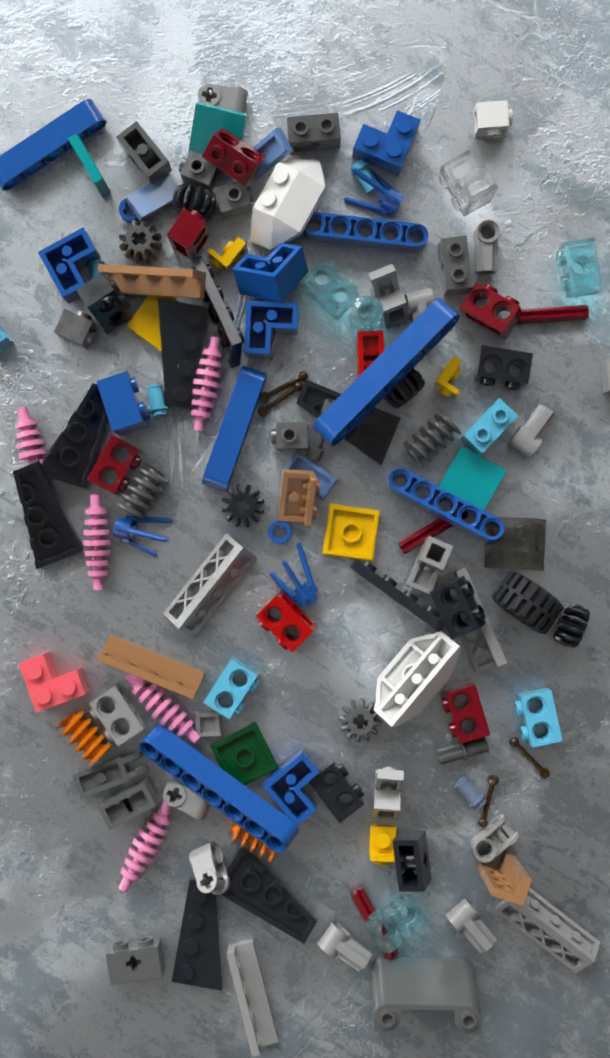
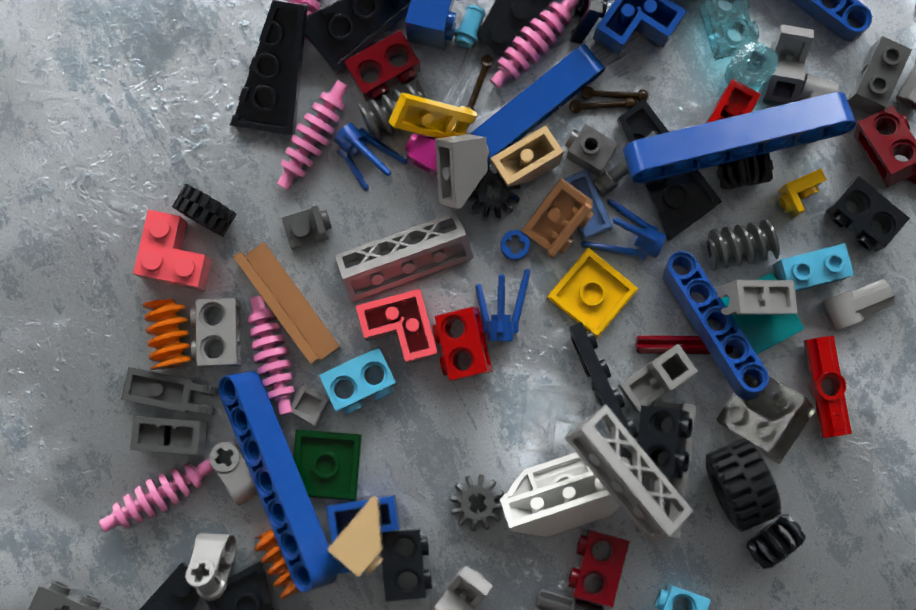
camera: 30 degrees right, 5 degrees down
(56, 639) = (204, 210): none -> black tyre
(132, 606) = (307, 227): none -> dark grey bracket
(171, 483) = (430, 117): none -> yellow plate
(183, 417) = (486, 63): none -> dark brown hinge
(184, 505) = (422, 153): none -> dark pink brick
(211, 505) = (460, 167): none -> light grey slope
(239, 628) = (400, 315): none -> coral brick
(252, 470) = (528, 158): none -> tan slope
(300, 796) = (361, 540): none -> tan slope
(366, 474) = (647, 237): none -> blue plant
(447, 653) = (642, 506): none -> light grey fence
(464, 472) = (759, 297): none -> light grey hinge
(556, 513) = (823, 364): none -> red piece

